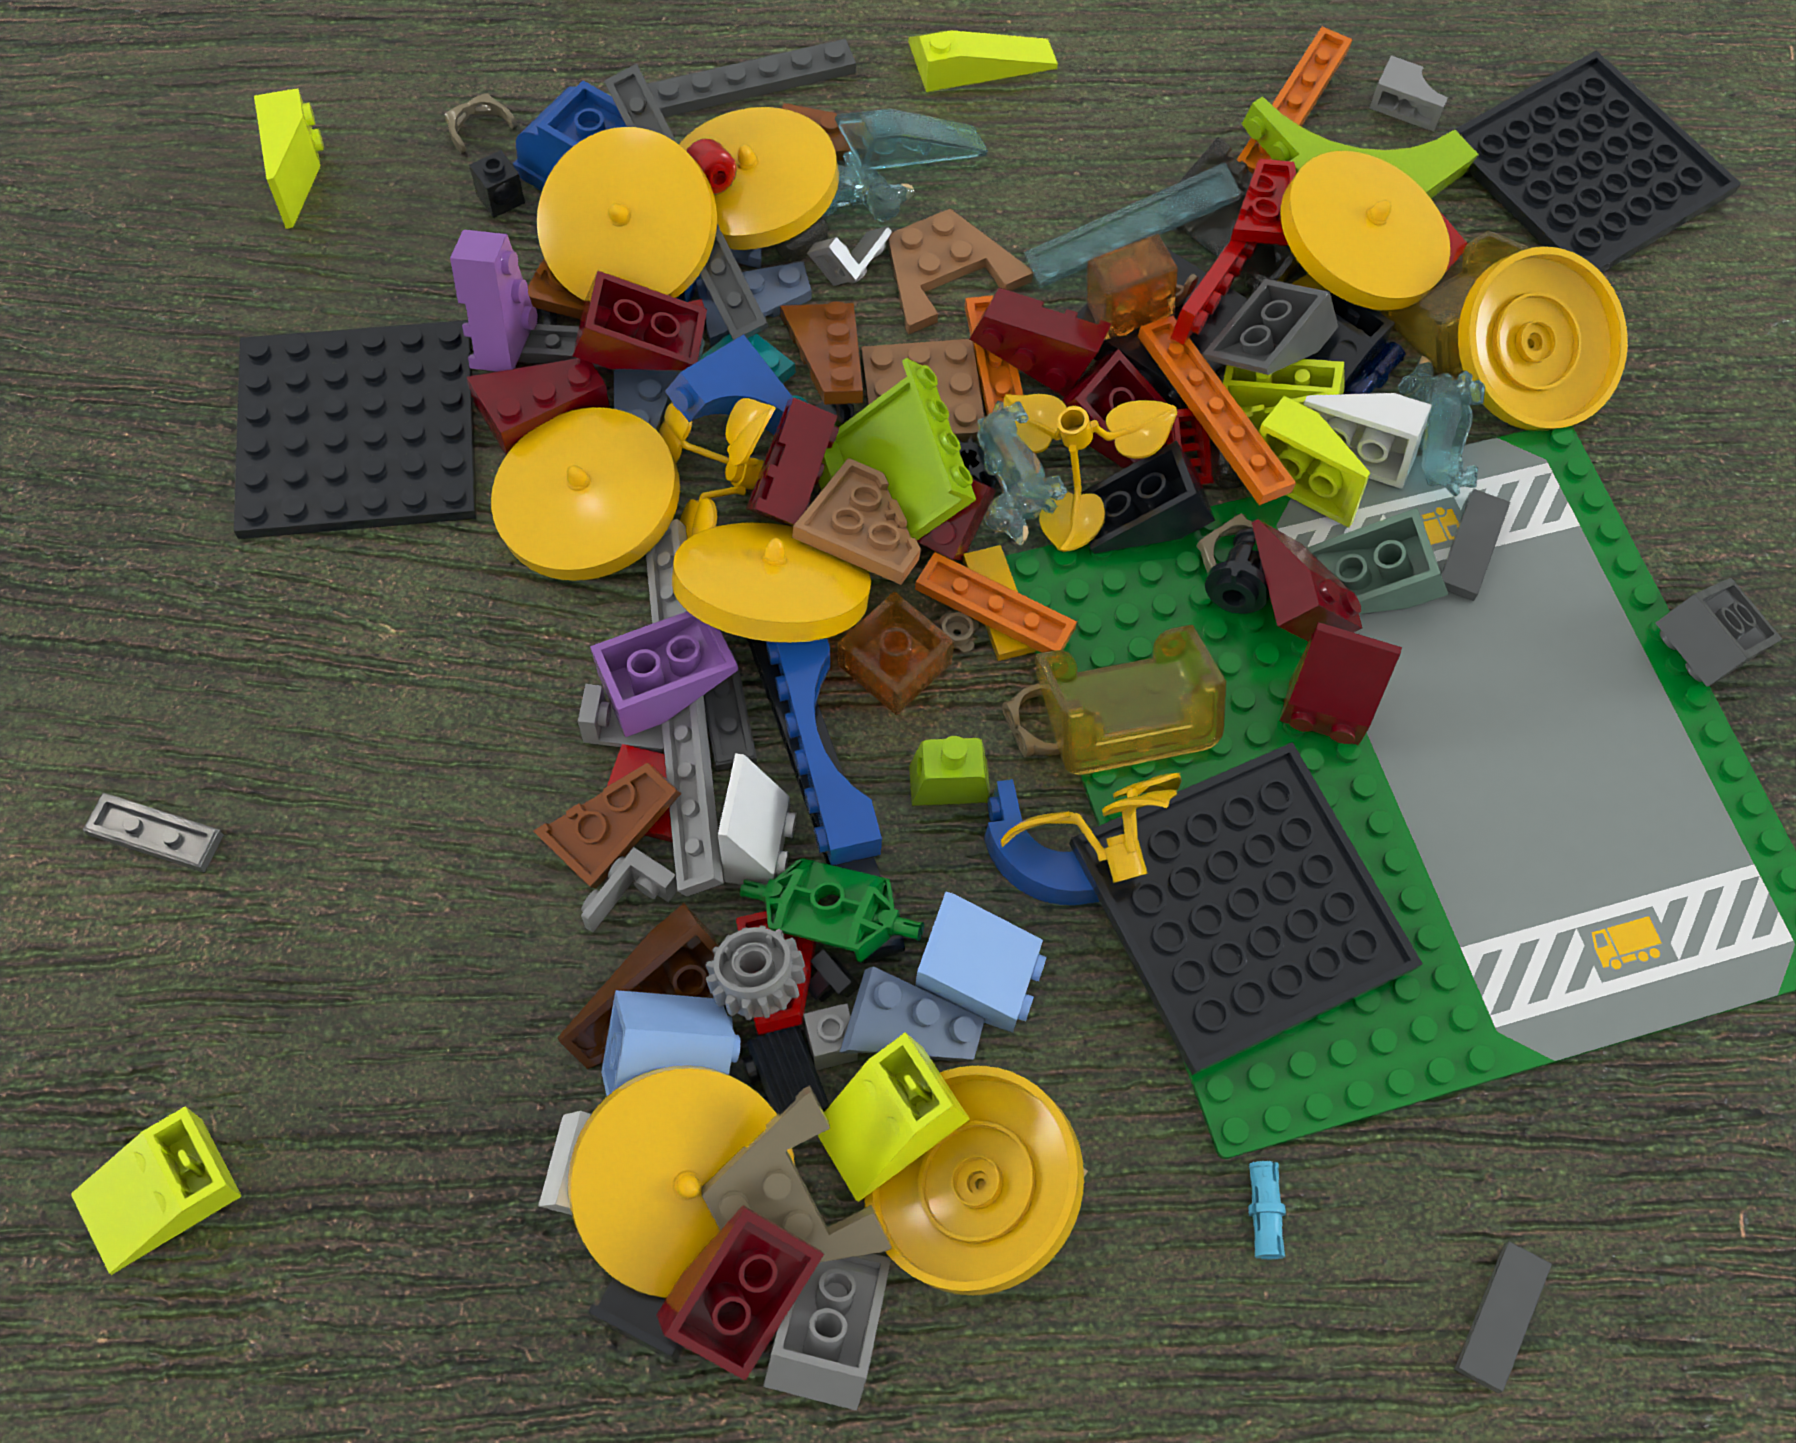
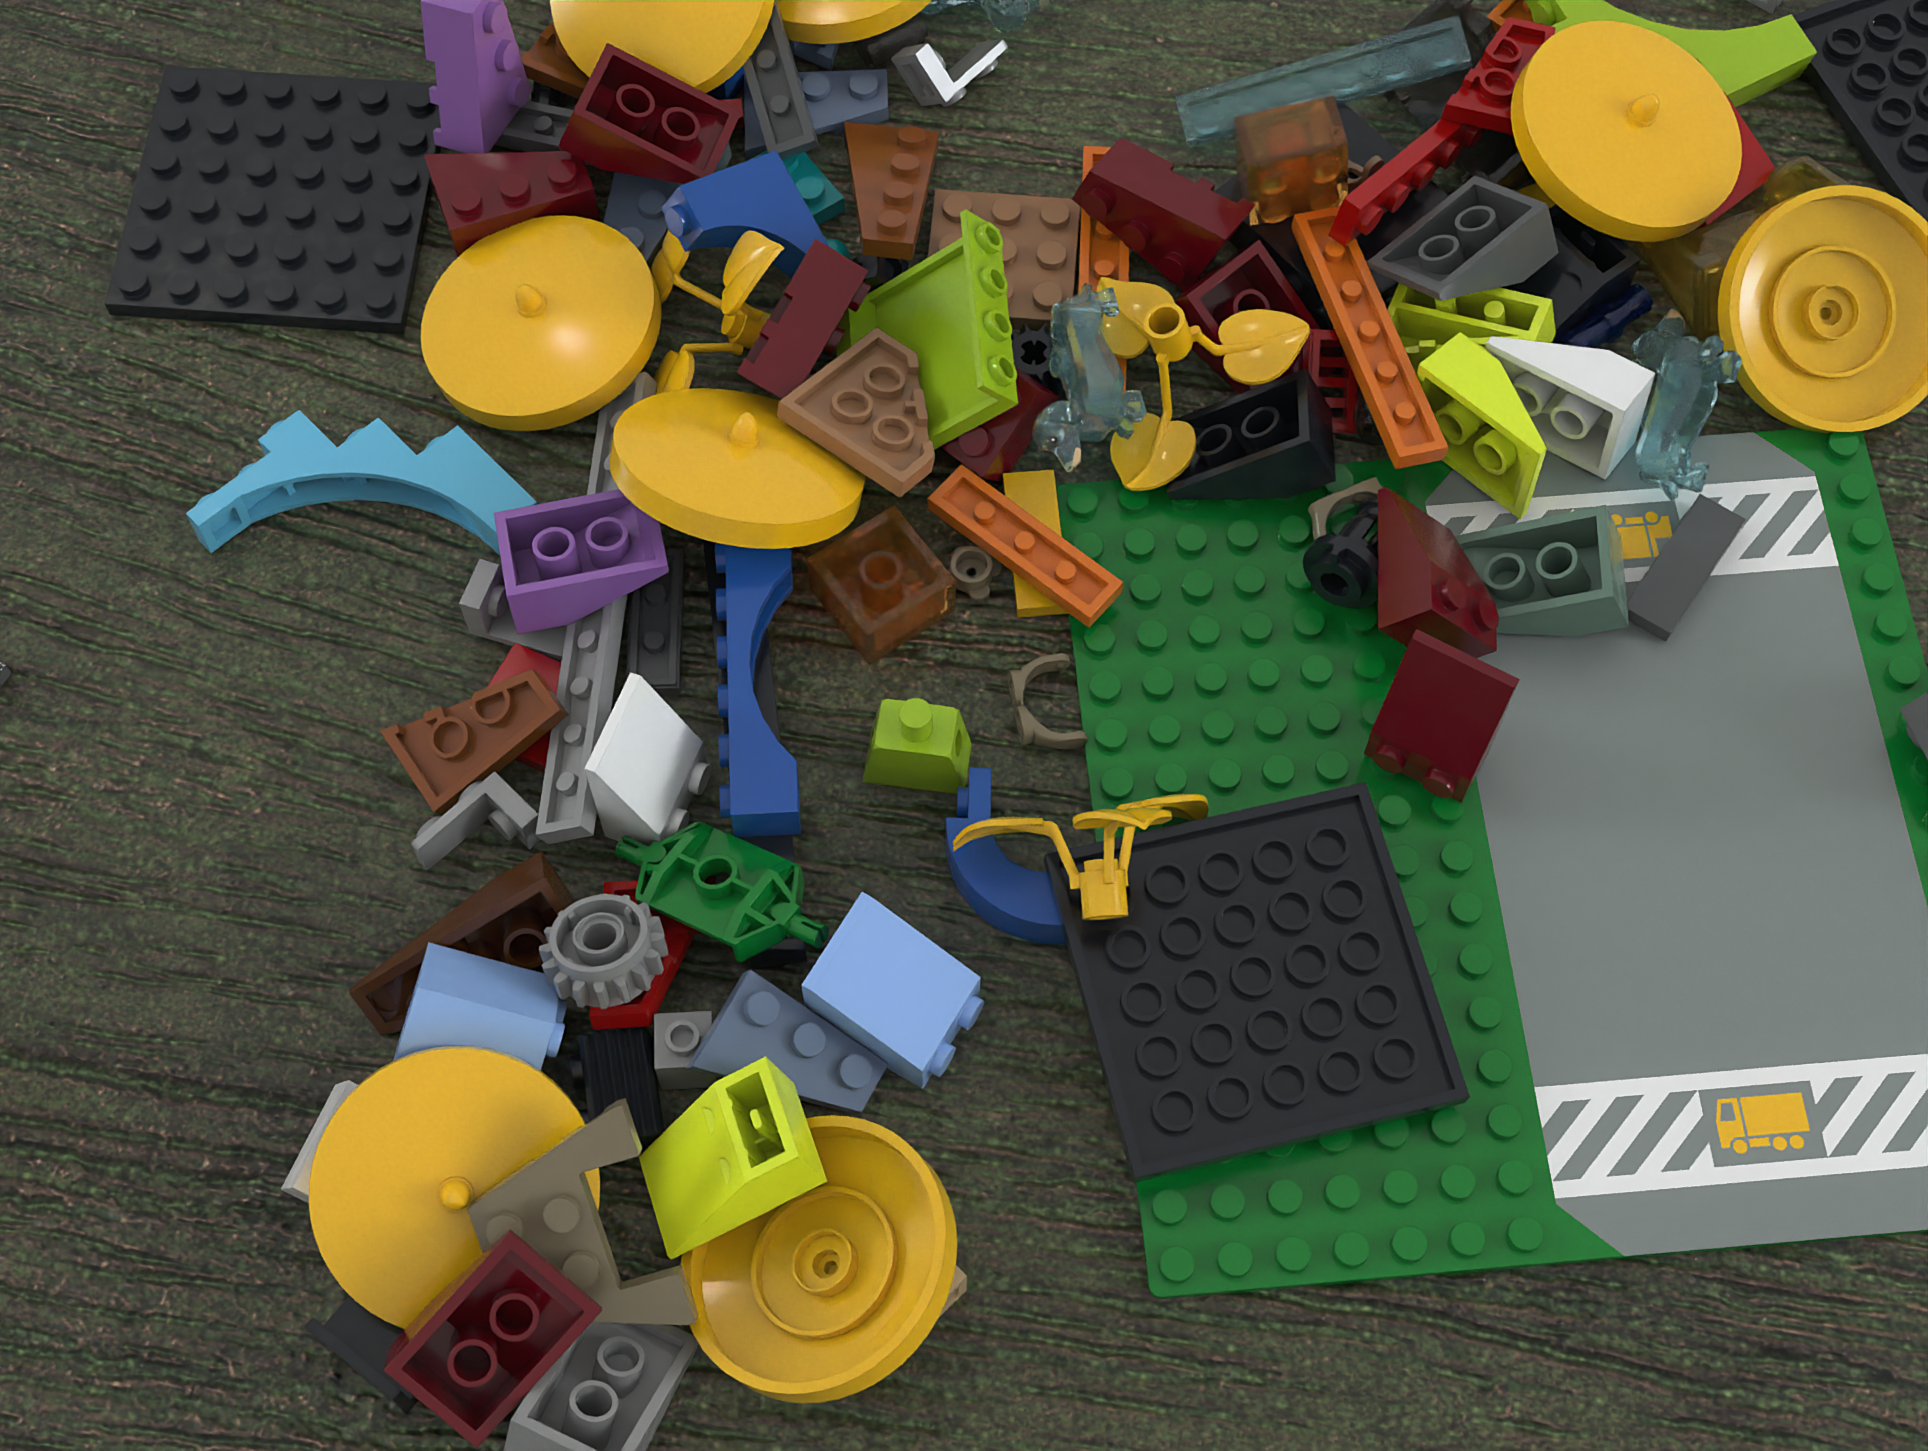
camera: 15 degrees right, 0 degrees up
(479, 623) = (373, 464): none -> medium azure arch
(830, 977) = (704, 975): black tile -> none
(940, 252) = (1070, 82): medium nougat wing -> none
(1136, 707) = (1170, 705): clear yellow windscreen -> none
(1266, 1210) = (1192, 1372): medium azure pin -> none

